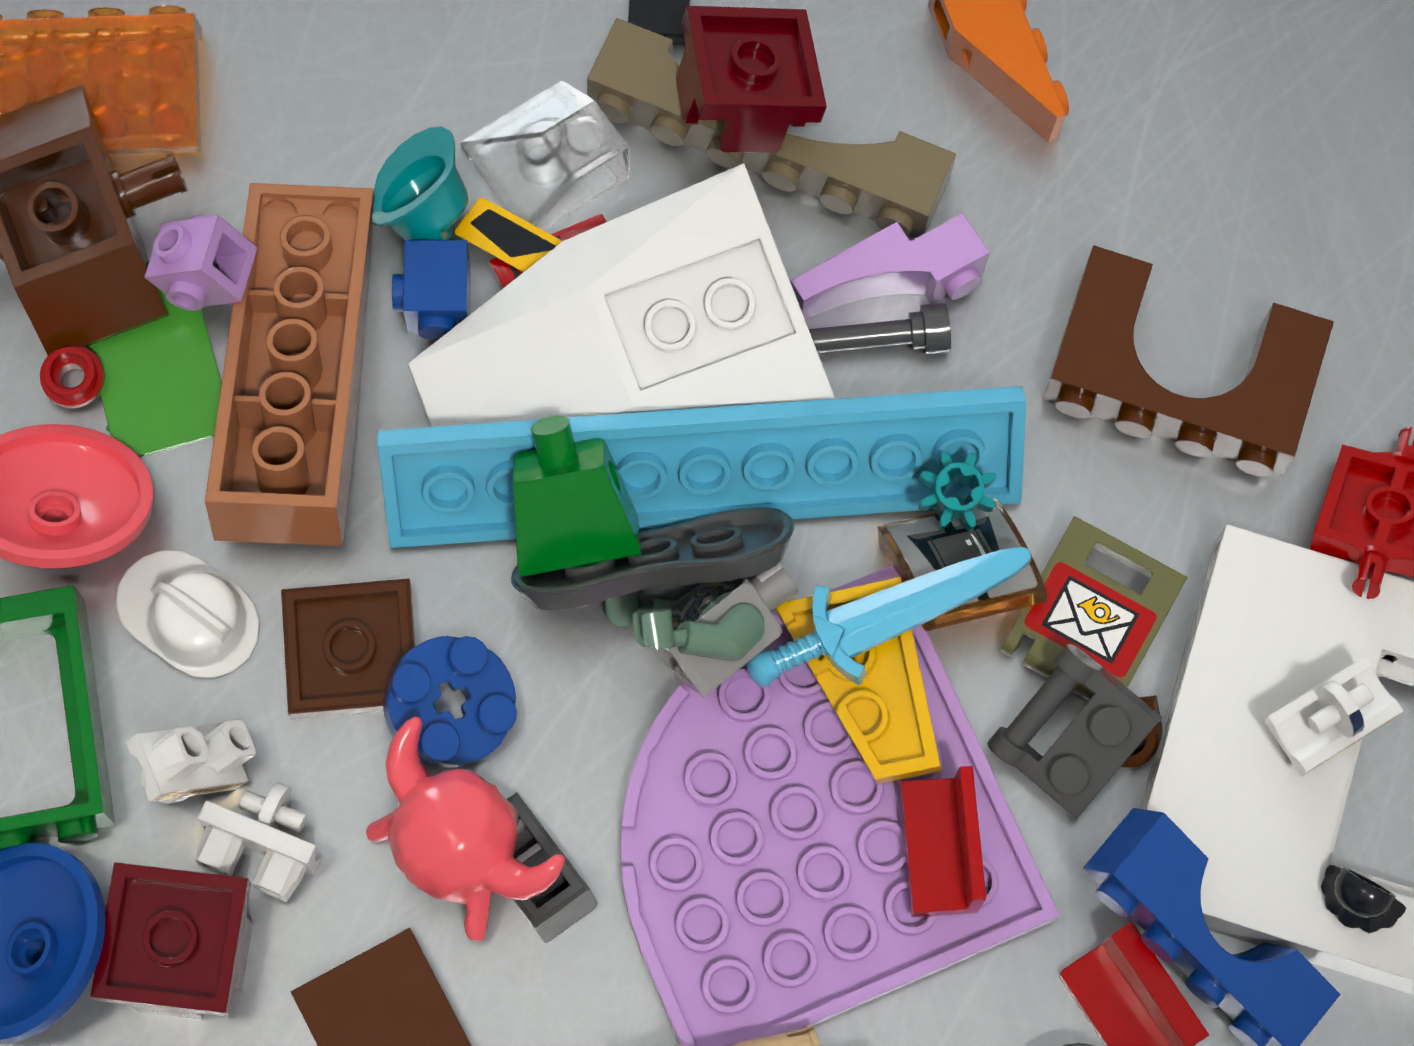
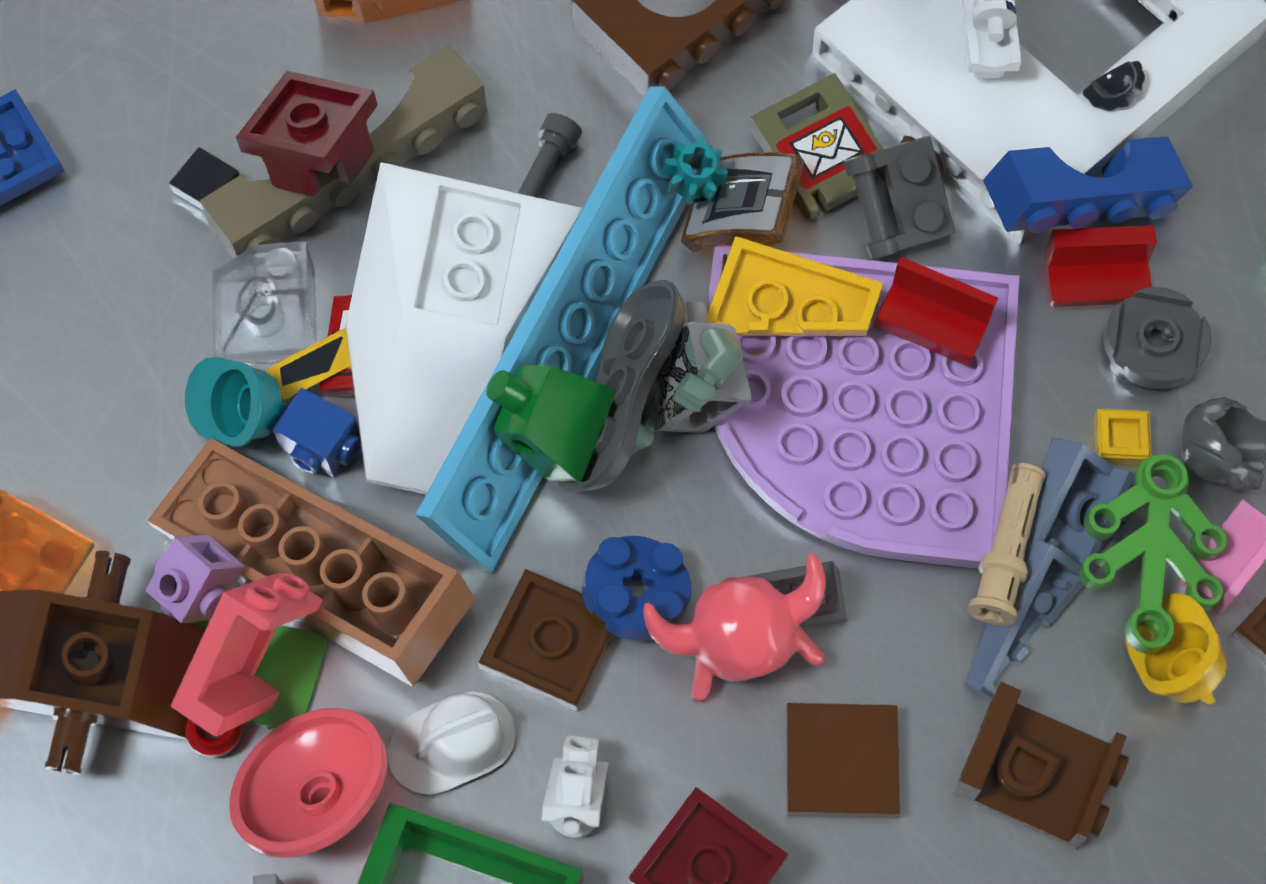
camera: 55 degrees left, 5 degrees down
(121, 345) = (221, 679): none -> coral panel
(284, 855) = (645, 790): white hips -> none
(885, 615) = (758, 258): medium azure sword -> none
(887, 263) = (504, 124): lavender slope -> none

